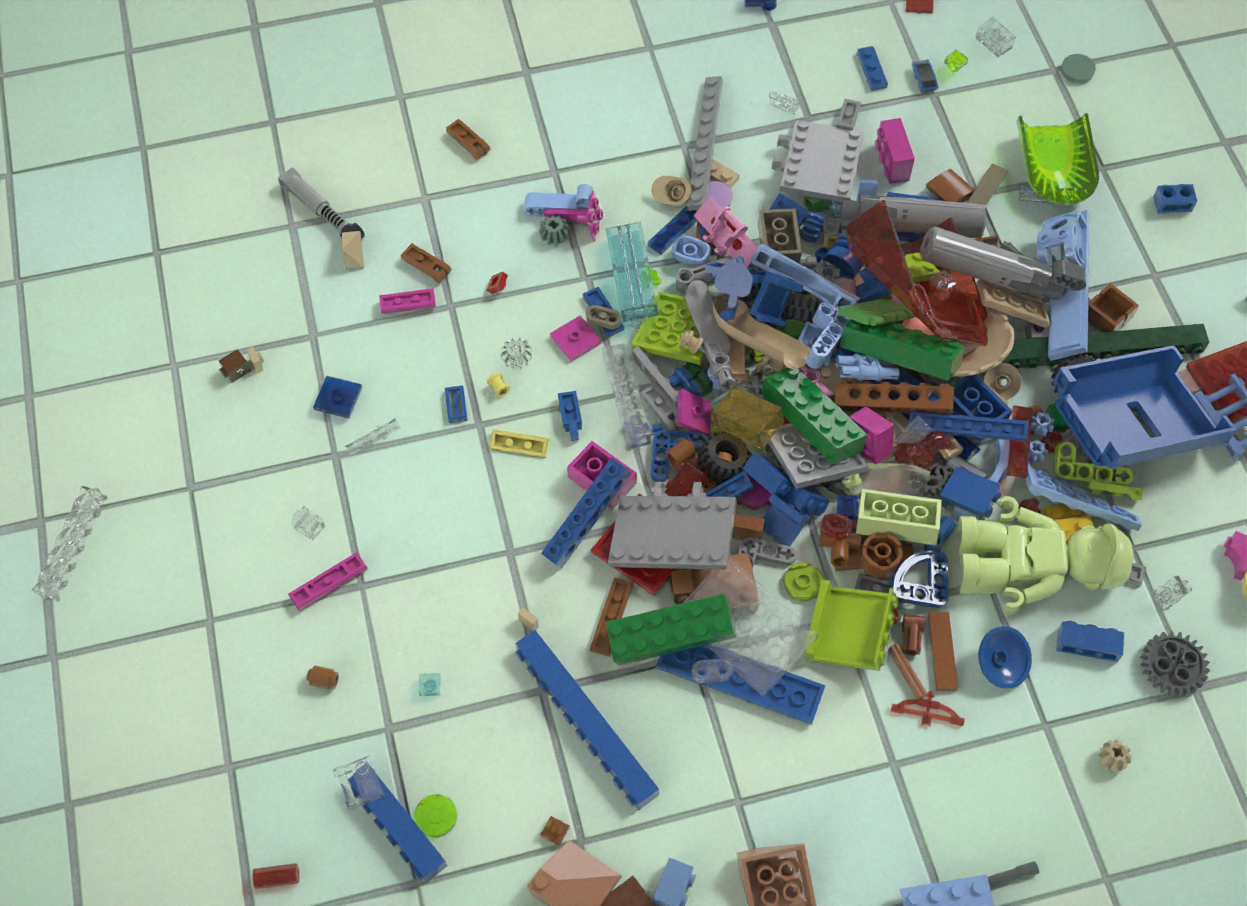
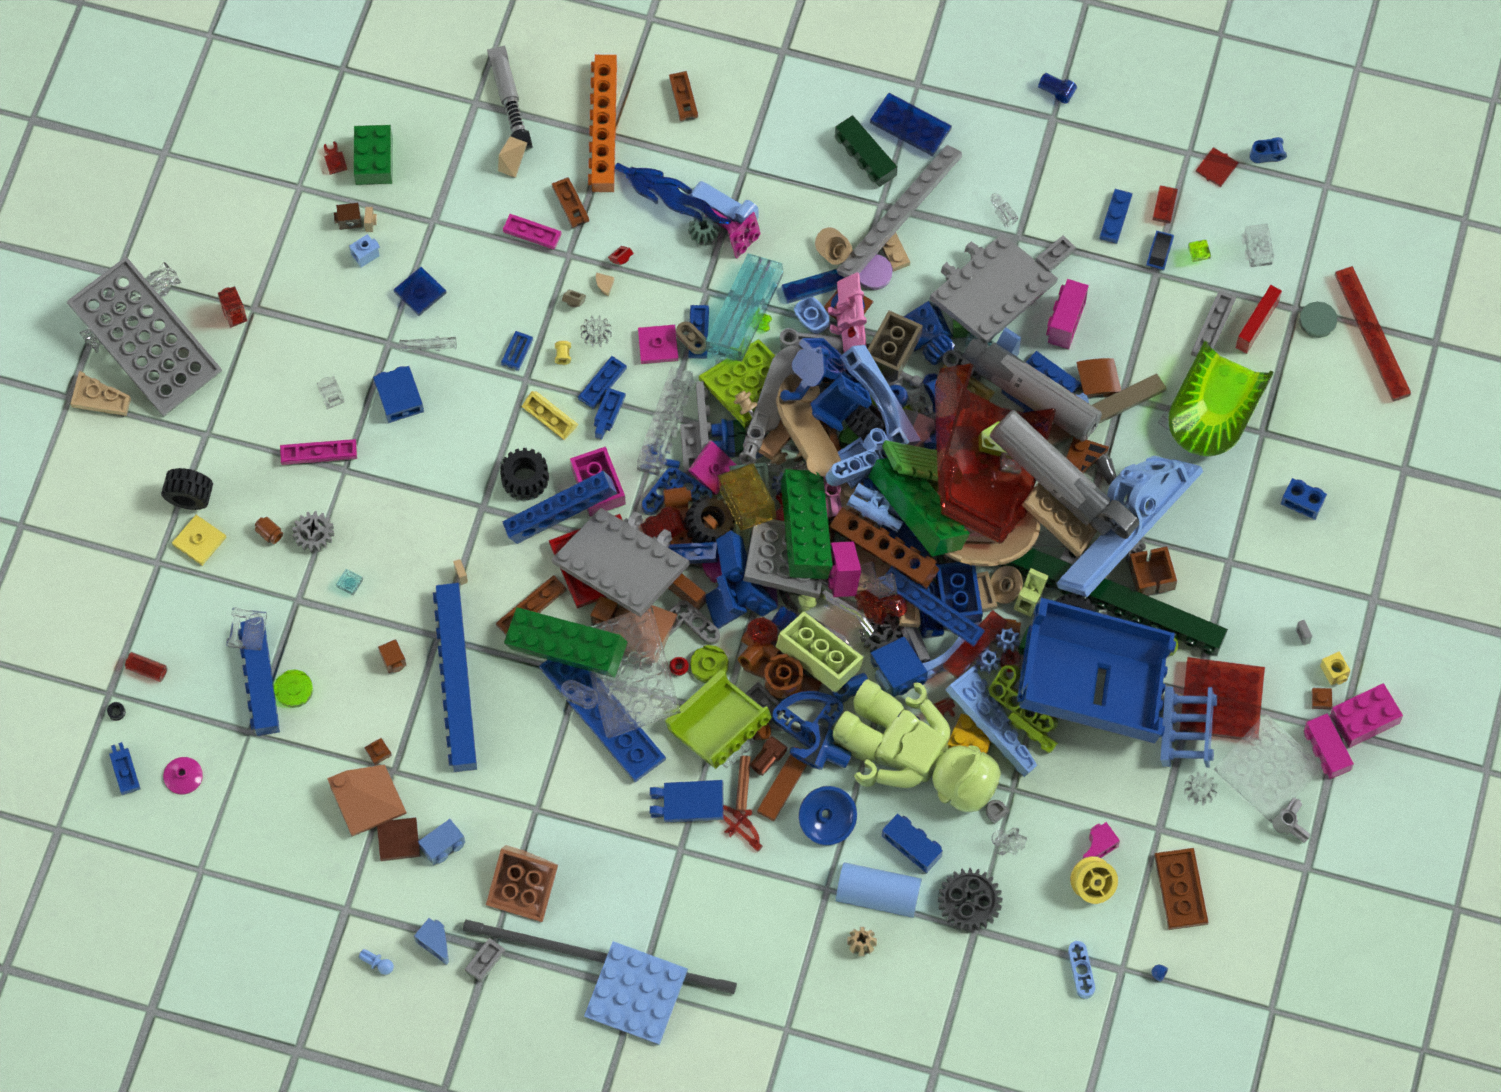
camera: 30 degrees right, 5 degrees up
(80, 641) = (95, 396): none -> tan wing
(95, 591) = (161, 312): none -> light grey piece
(170, 493) = (232, 306): none -> clear red brick
(193, 327) = (334, 159): none -> clear red plate
(221, 679) = (187, 489): none -> black tyre
(226, 305) = (373, 154): none -> green brick
(259, 723) = (199, 540): none -> light yellow plate
(266, 387) = (364, 250): none -> light blue brick
(357, 660) = (306, 527): none -> light grey gear
(373, 492) = (398, 393): none -> blue panel
(415, 189) = (603, 65): none -> orange brick
(479, 336) = (573, 298): none -> dark tan plate
(497, 312) = (604, 283): none -> tan tile
(509, 212) = (667, 189): none -> clear blue piece
(514, 732) = (392, 656): none -> dark orange brick
(532, 489) = (521, 460): none -> black tyre
(548, 393) = (602, 380): none -> blue tile
(646, 109) = (865, 151): none -> dark green brick
(666, 76) = (910, 124): none -> clear blue plate
(779, 592) = (678, 661): none -> red plate
(874, 714) = (689, 801): none -> blue tile
(903, 42) = (1165, 204): none -> clear red plate
(955, 600) = (821, 748): none -> blue connector
(1006, 107) = (1215, 321): none -> light grey plate
(1031, 382) = (1031, 592): none -> yellowish green brick
(1038, 86) = (1258, 319): none -> red piece
(1092, 699) = (878, 889): none -> light blue brick
(1126, 58) = (1372, 333): none -> clear red plate

